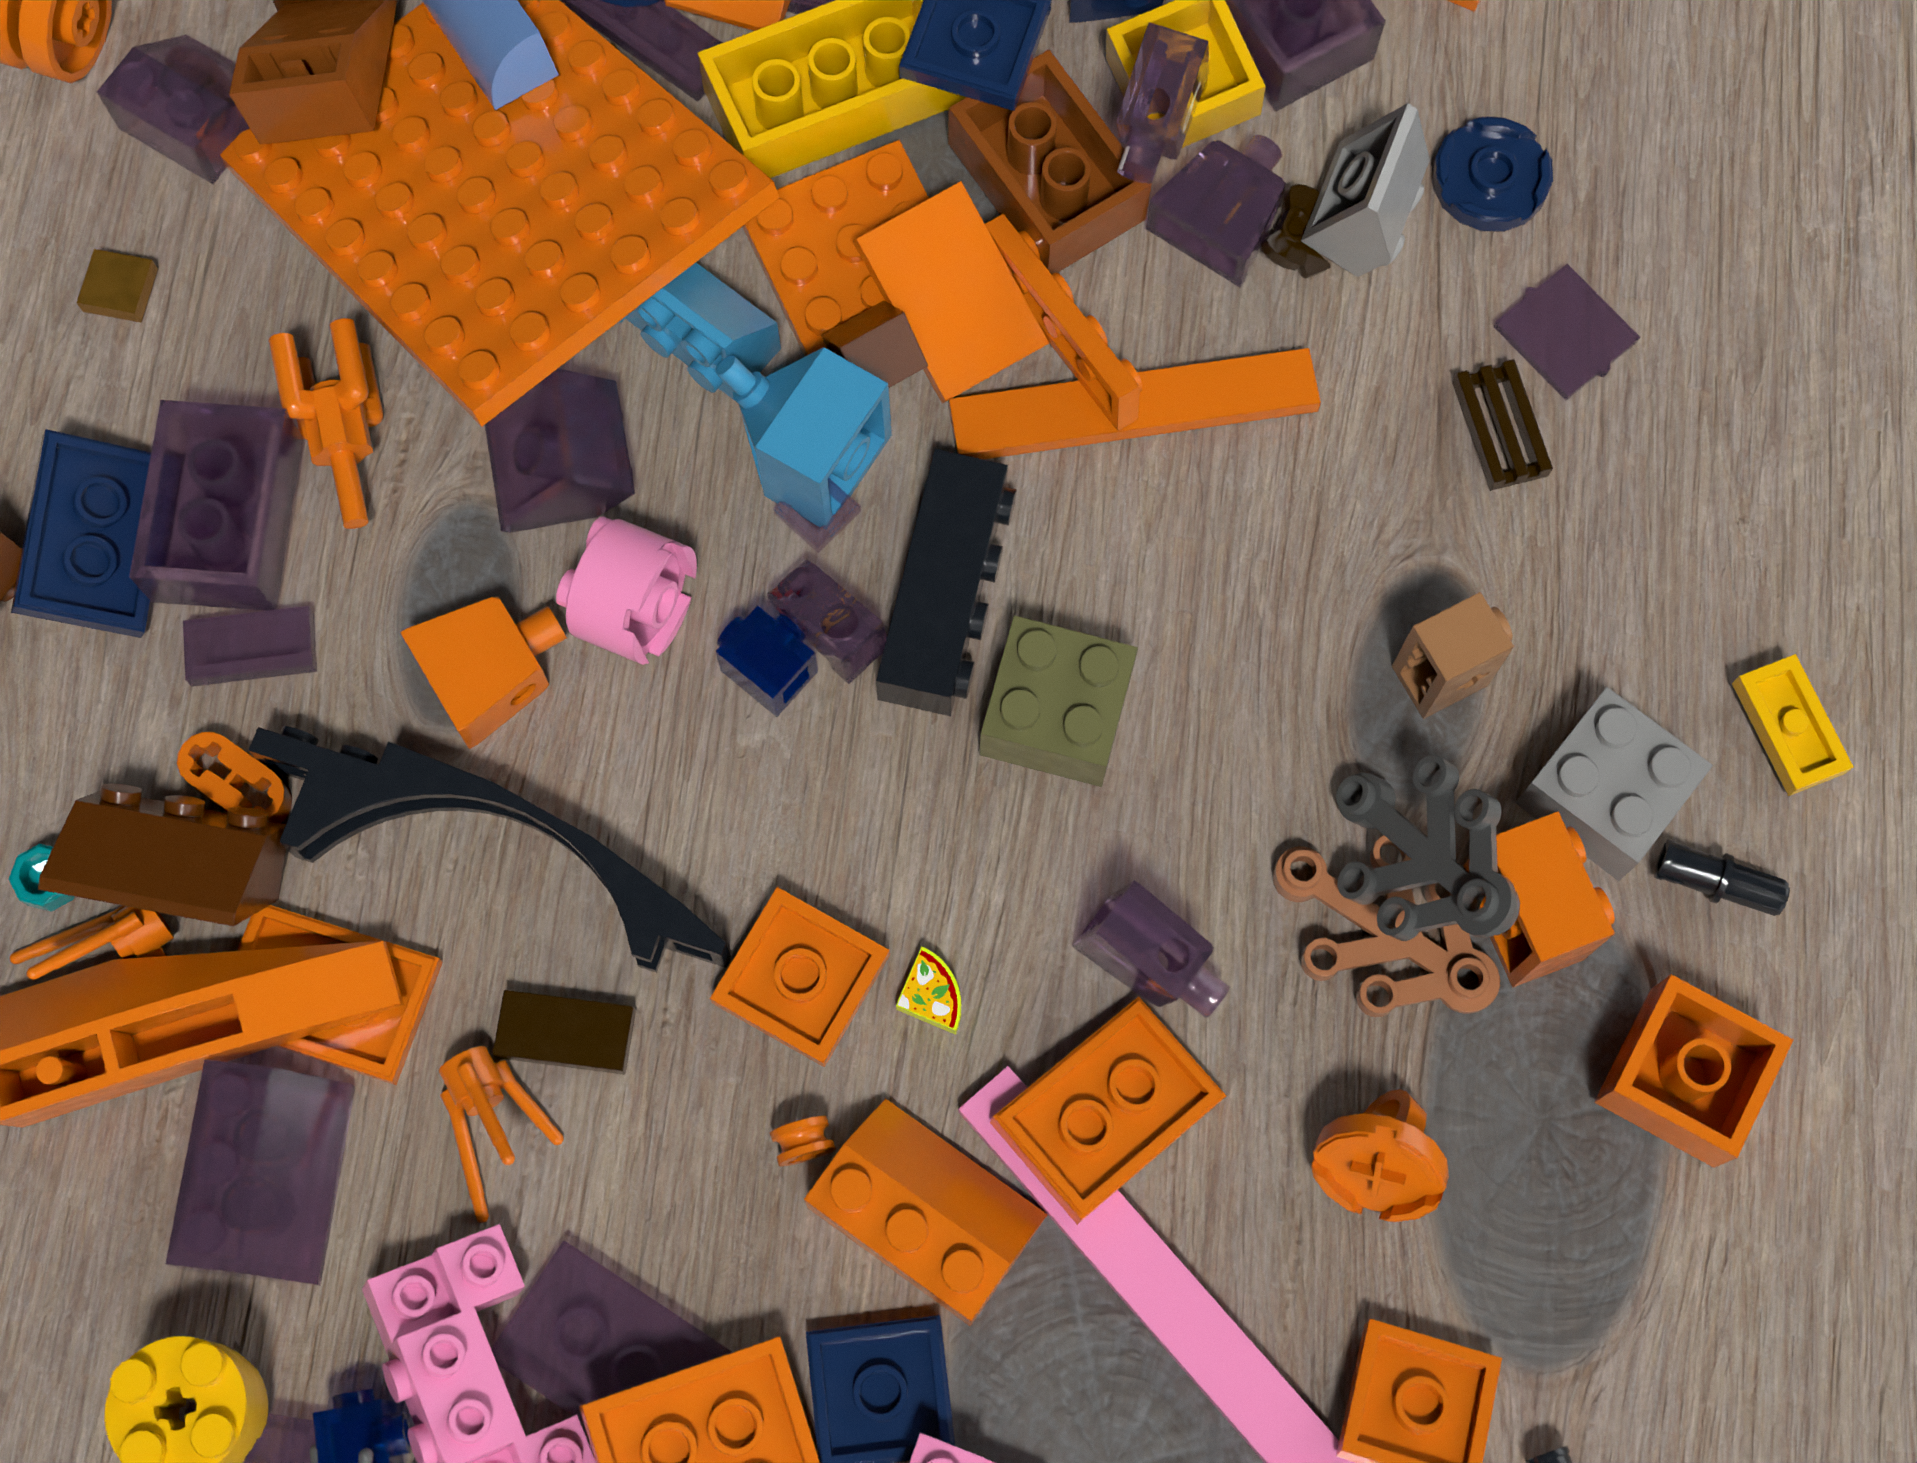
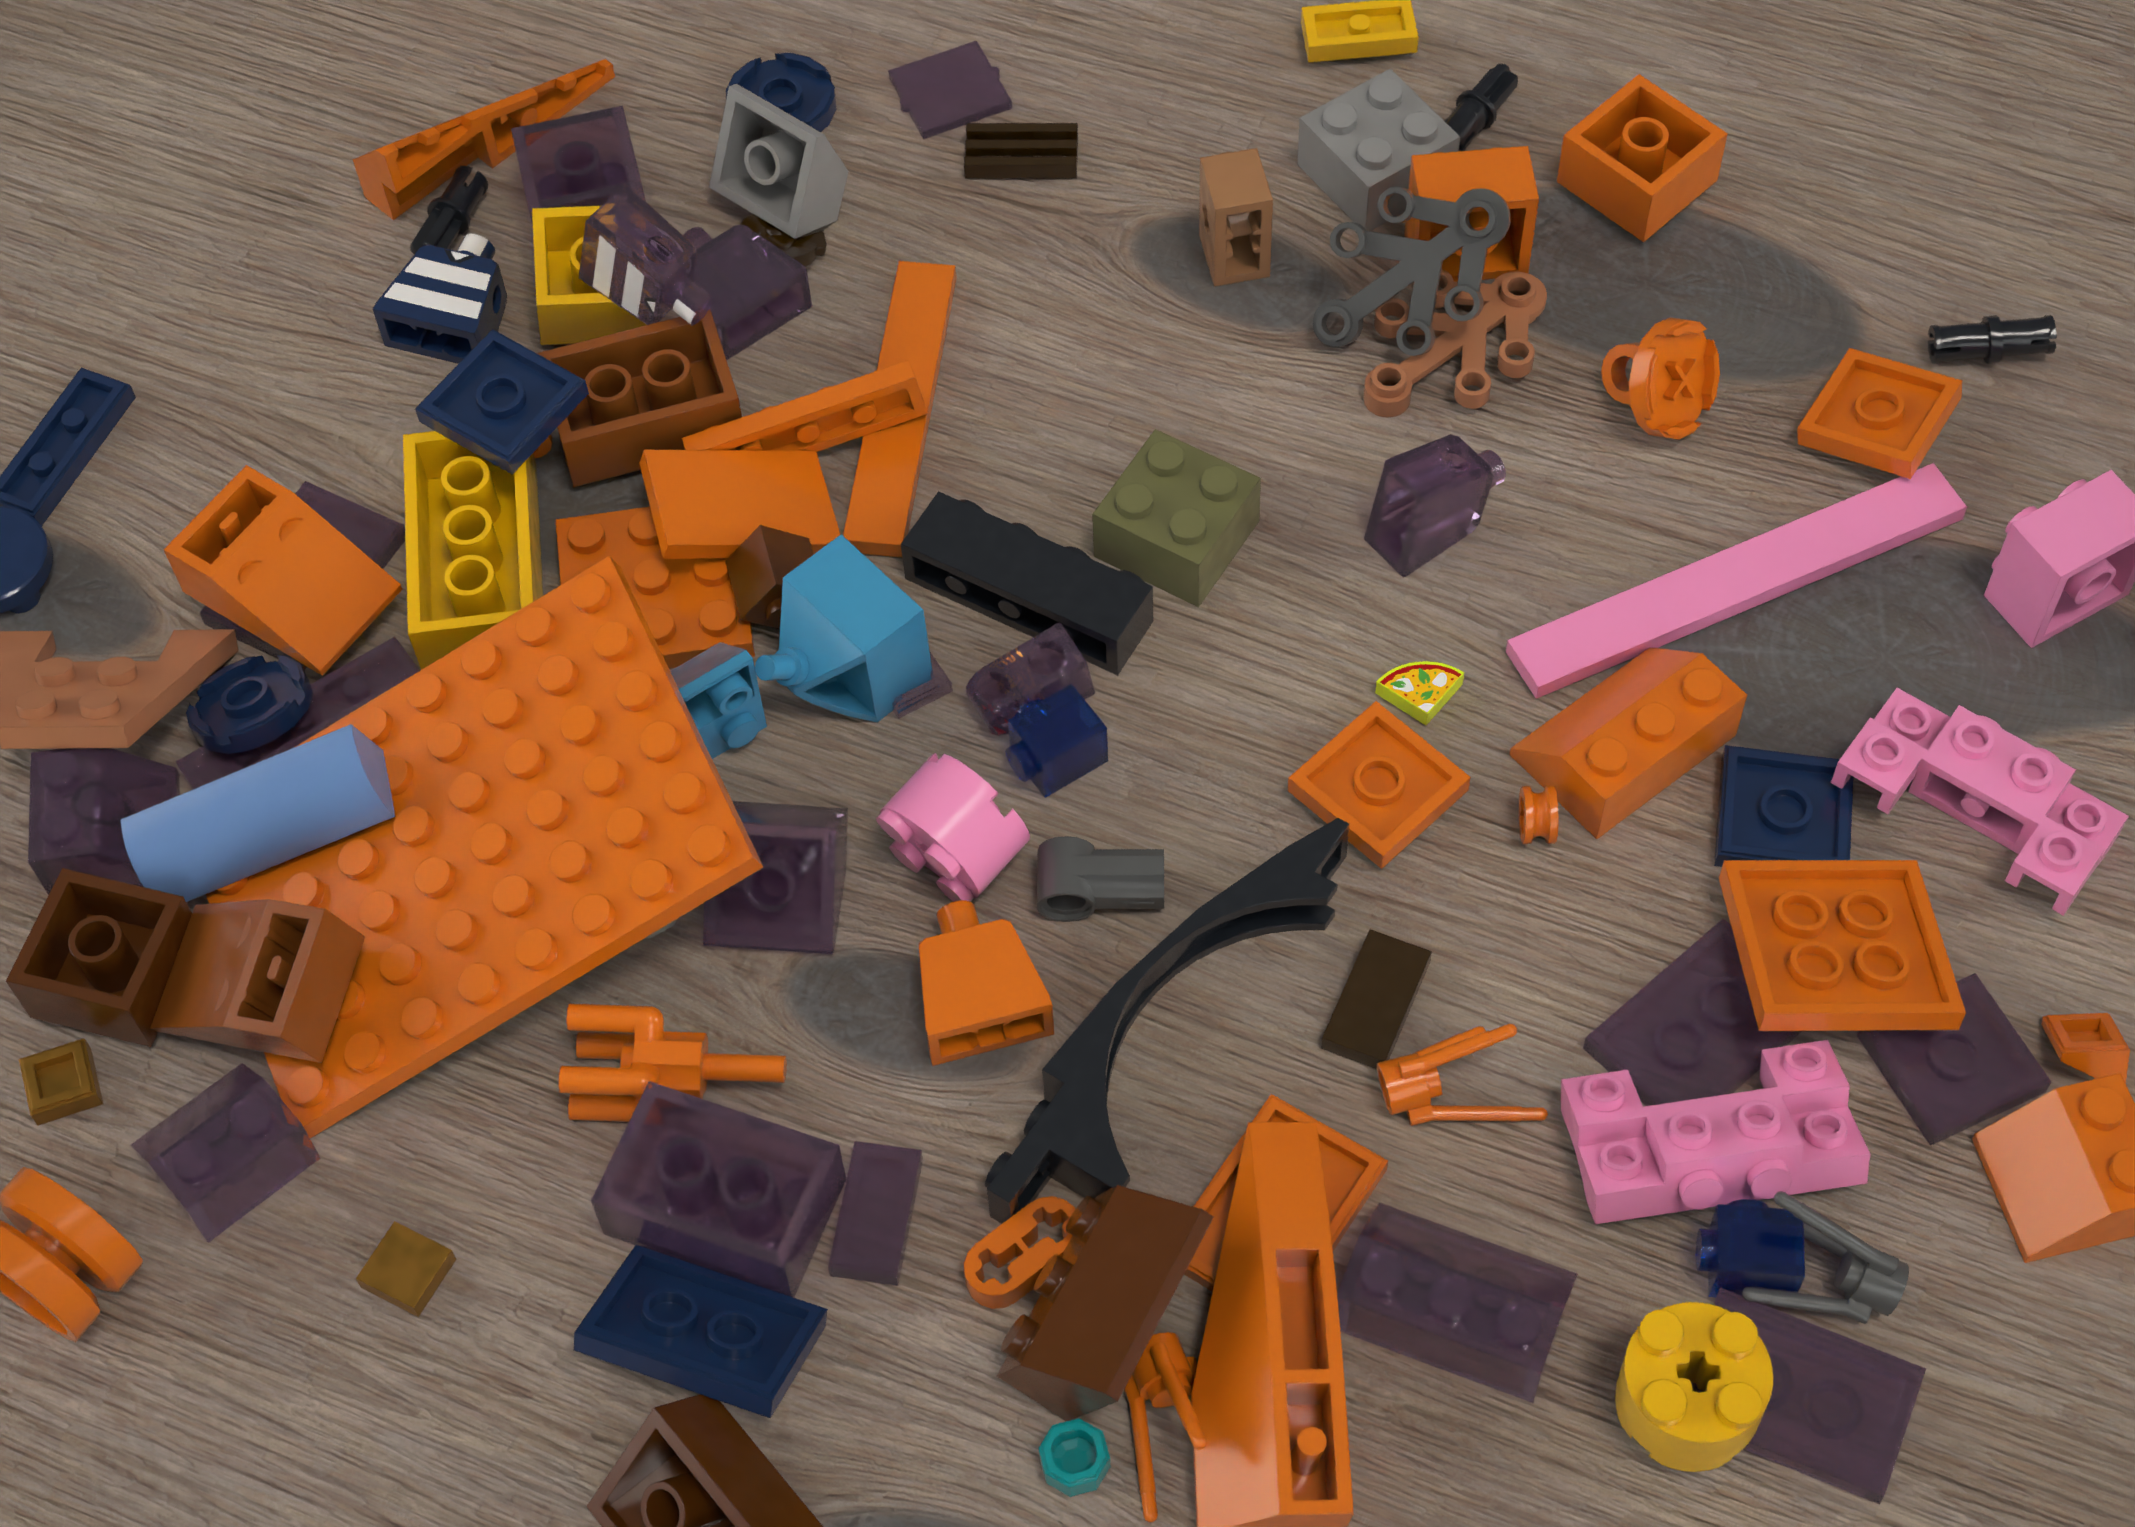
camera: 70 degrees left, 15 degrees down
(622, 729) = (1079, 879): none -> dark grey piece
(1107, 1110) = (1568, 573): orange tile -> none

